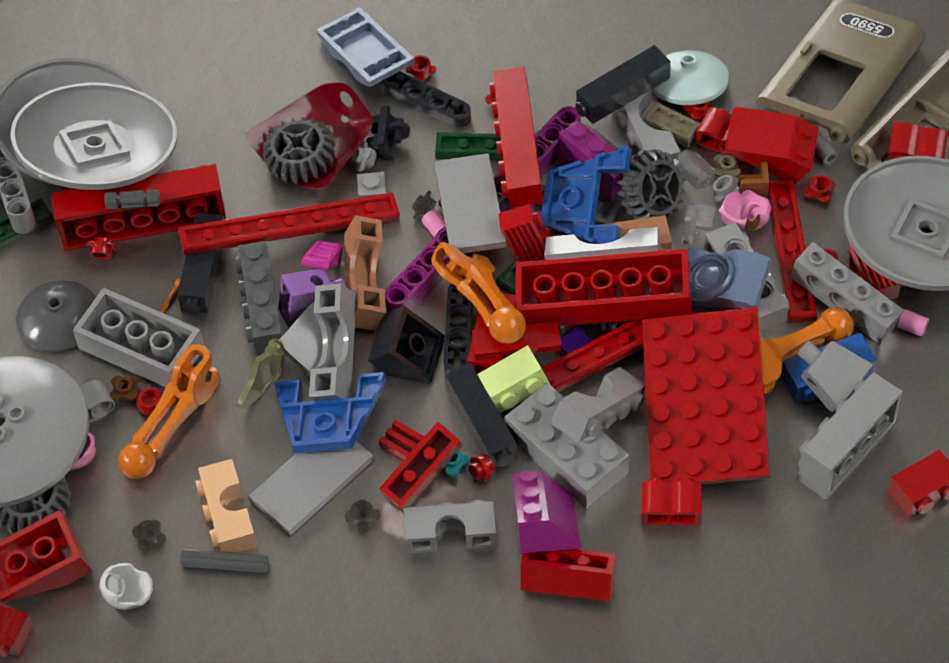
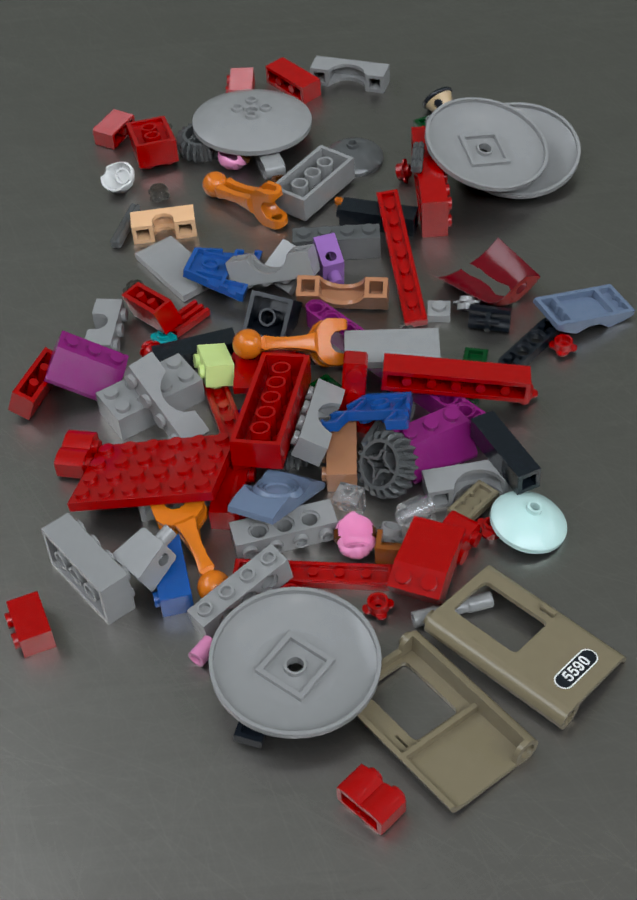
camera: 100 degrees right, 10 degrees down
(264, 373) = (263, 236): olive arm -> none
(299, 143) = (476, 266): dark grey gear -> none
(323, 255) = (365, 269): dark pink slope -> none
(913, 140) = (409, 687): red brick -> none

